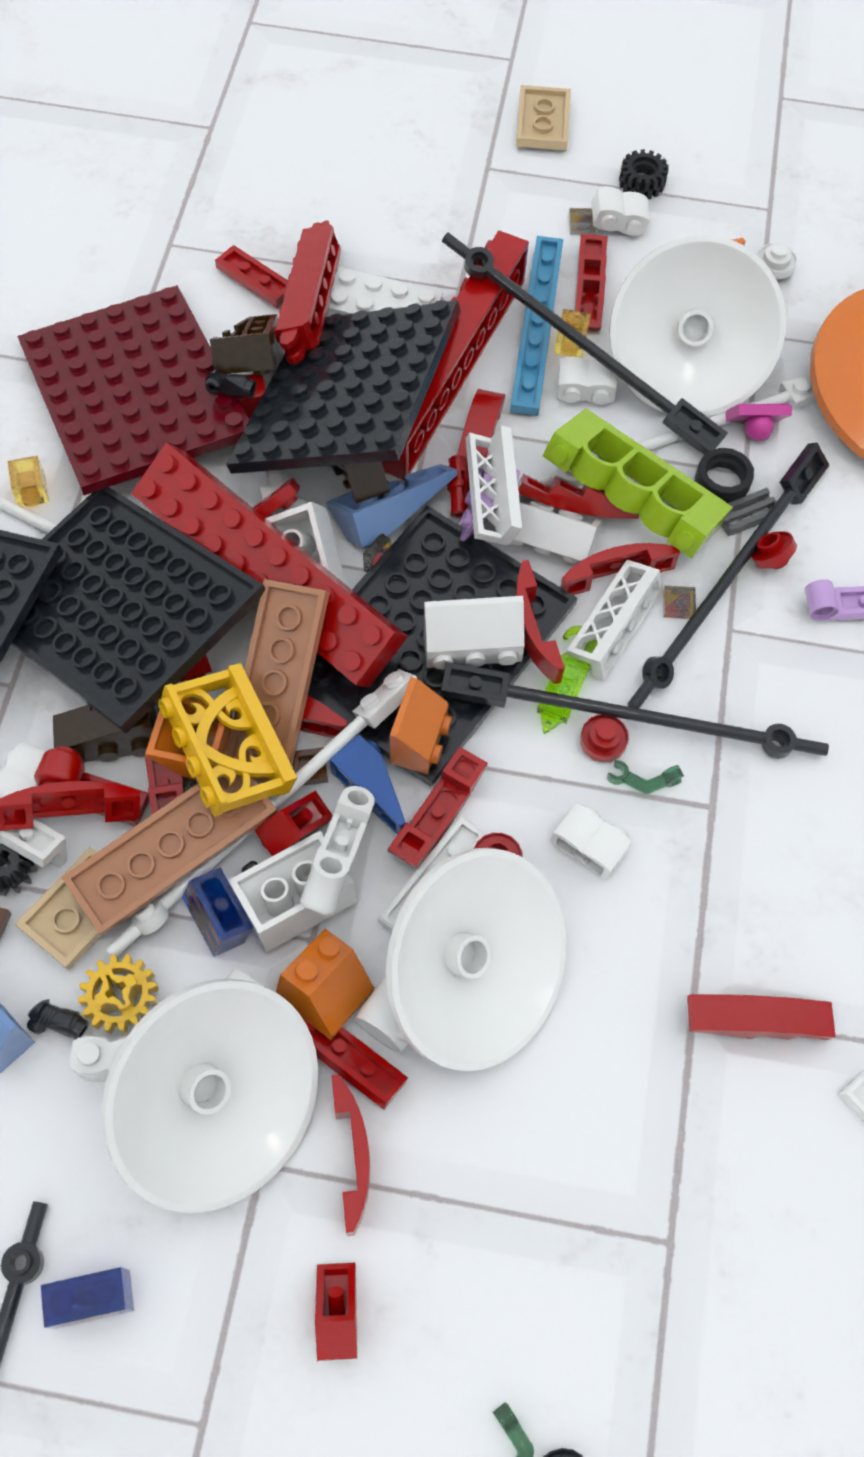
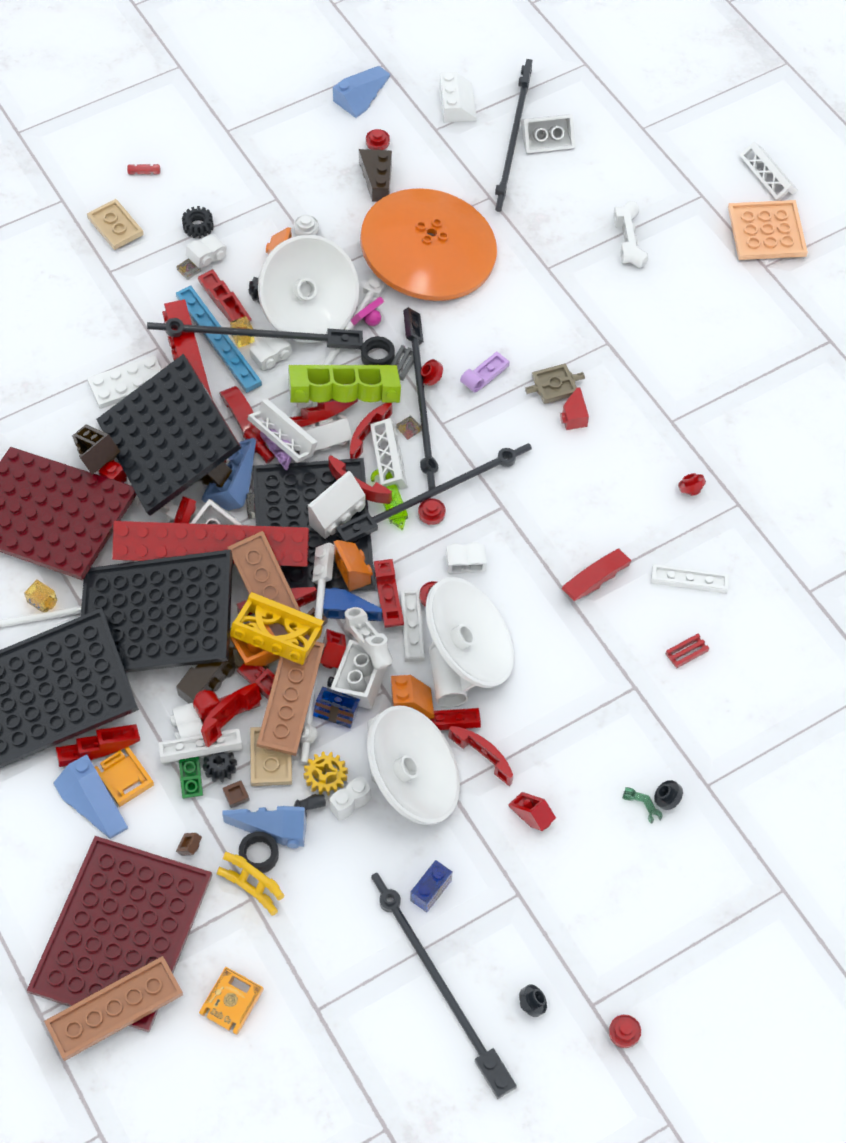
camera: 40 degrees left, 5 degrees down
(230, 384) = (105, 474): black arm -> none
(253, 275) = (47, 413): red plate -> none
(308, 291) = (90, 399): red hinge -> none
(637, 79) = (143, 169): none -> axle
(669, 778) = (474, 508): clear green arm -> none
(835, 1260) = (699, 643): none -> tile

